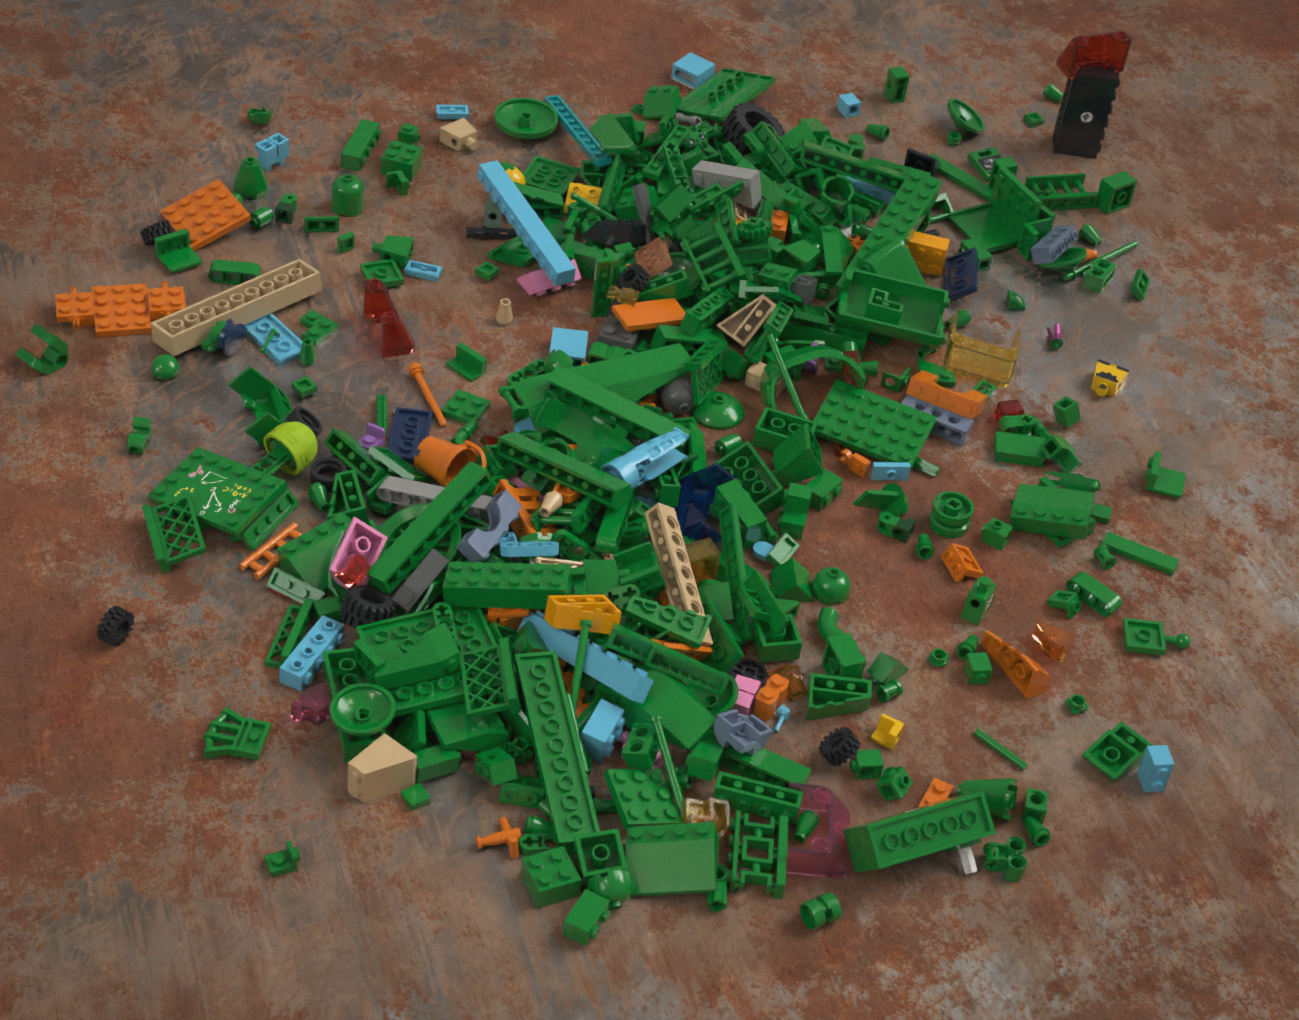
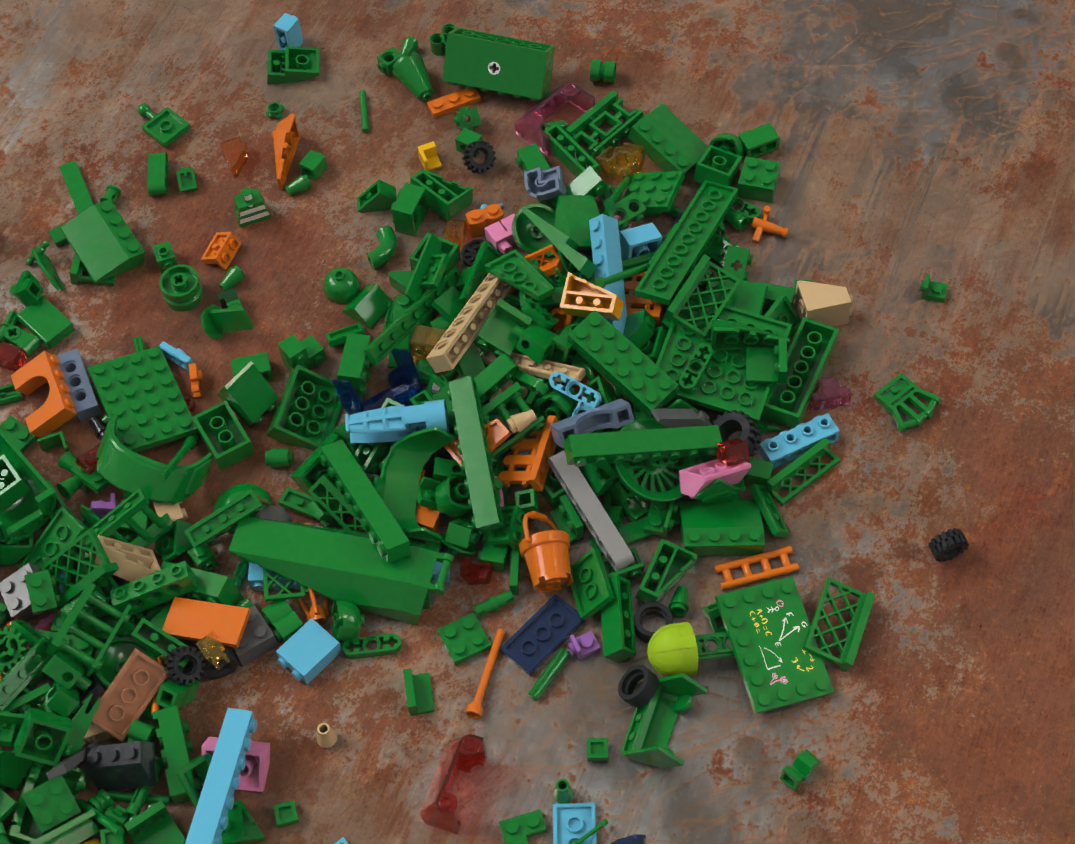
camera: 130 degrees left, 15 degrees up
(362, 709) = (813, 323): green dish -> none
(602, 280) = (215, 679): green fence -> none
(770, 535) = (336, 355): green plate -> none
(889, 690) = (396, 182): green bush -> none
(938, 657) = (329, 190): green plate -> none

